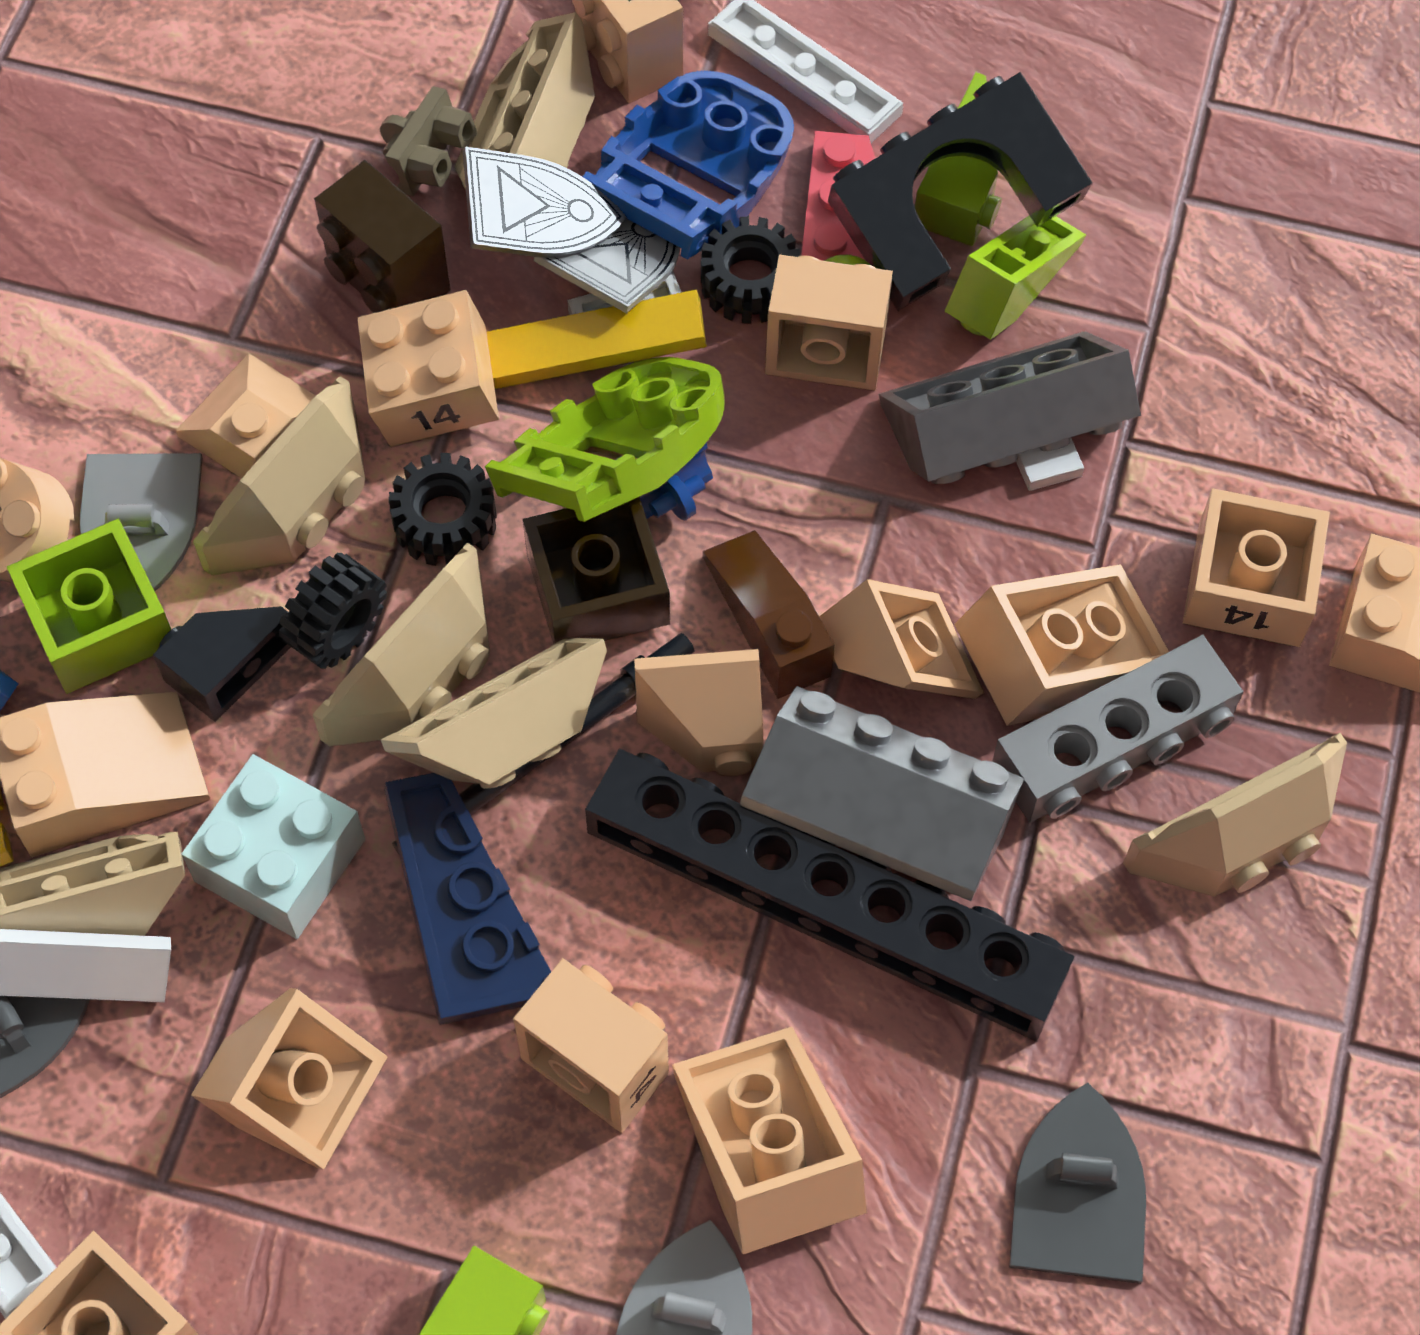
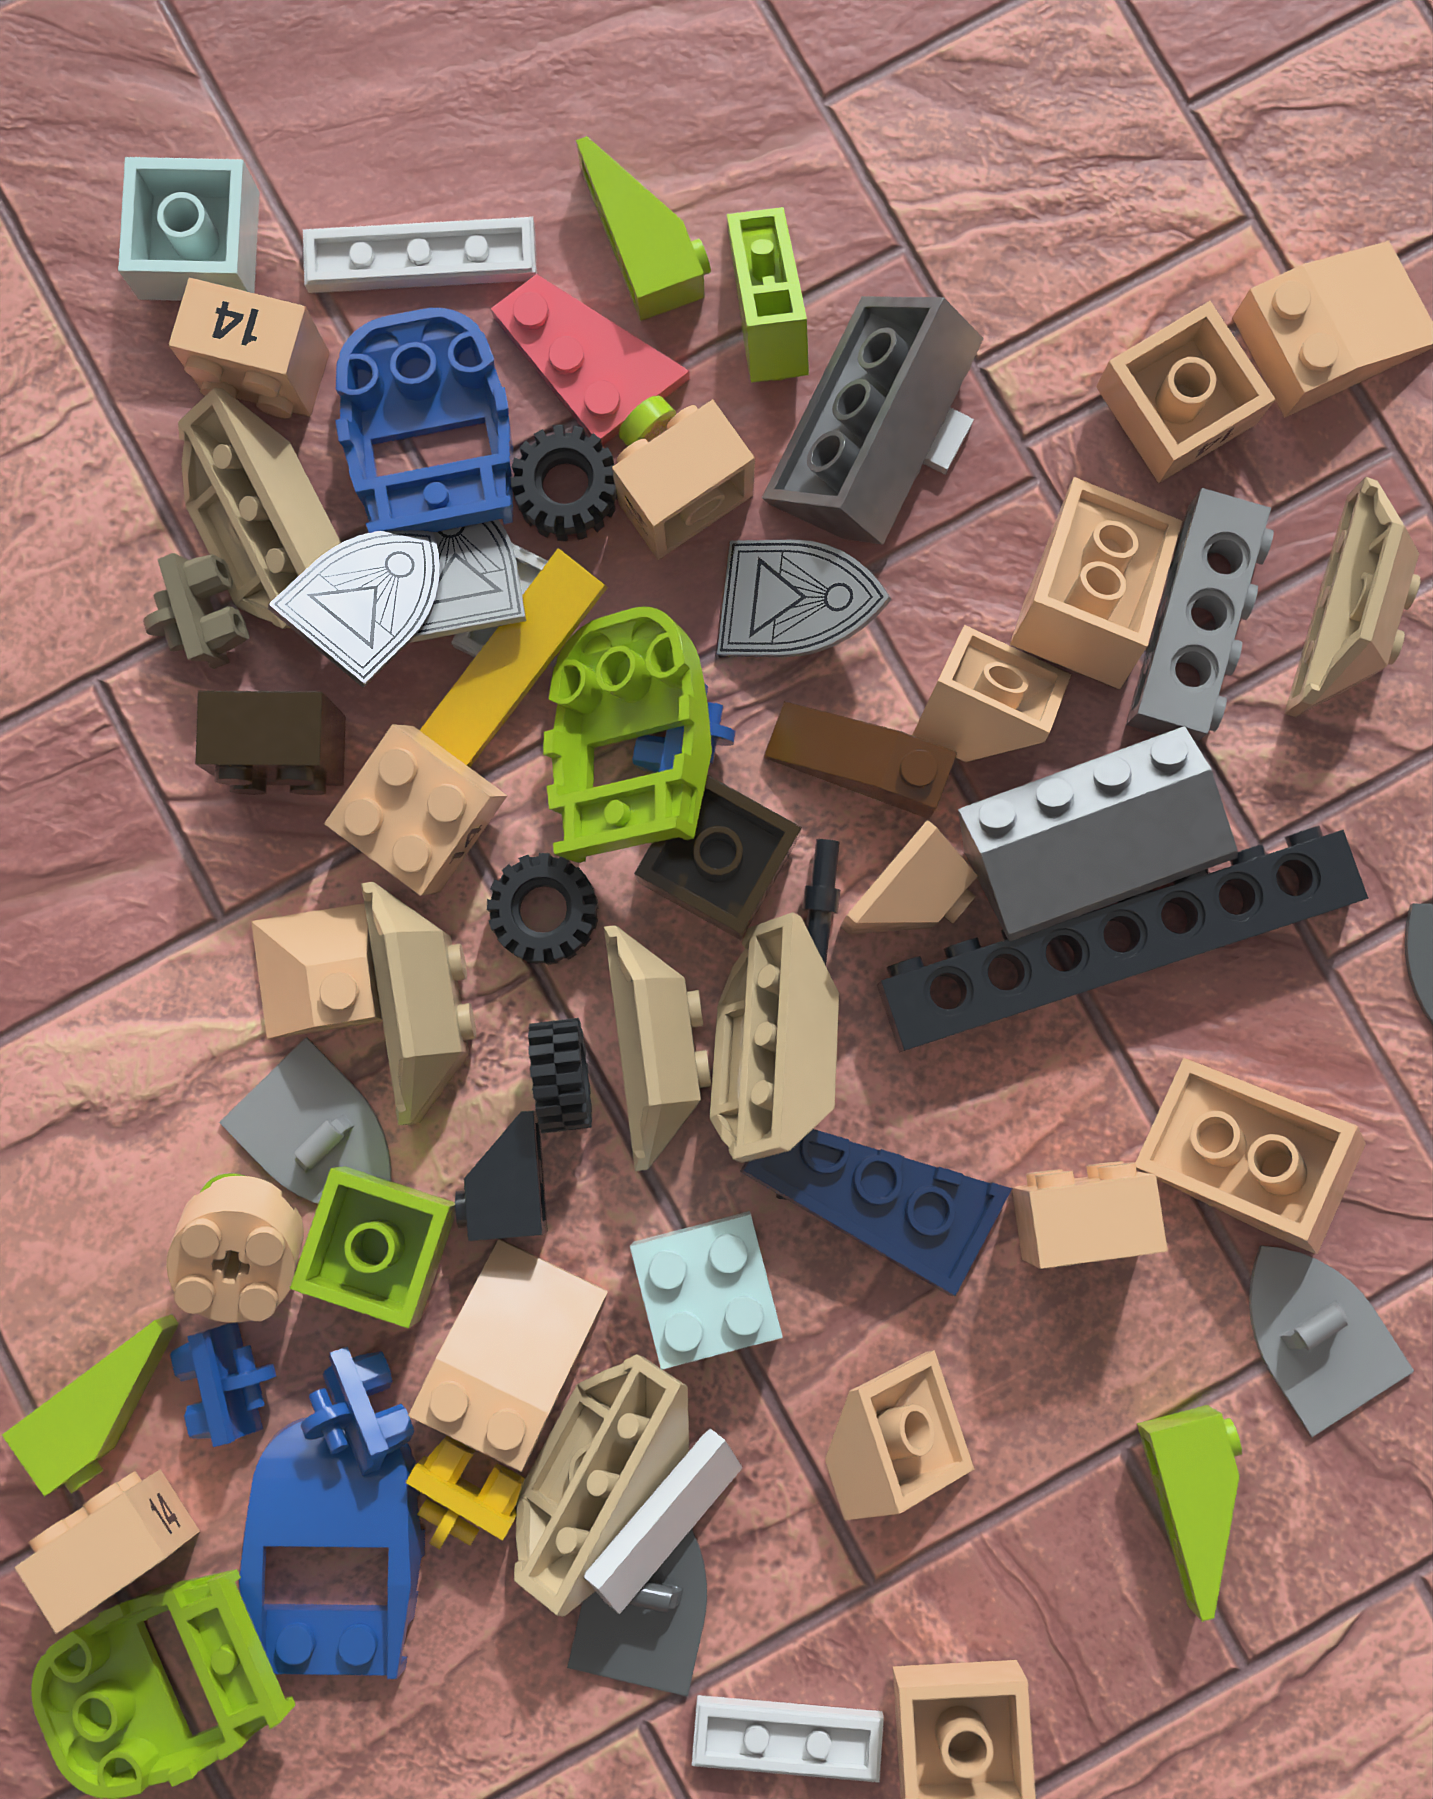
camera: 40 degrees left, 20 degrees up
(828, 465) = (794, 598): none -> light grey shield
(999, 127) = (663, 181): black arch -> none

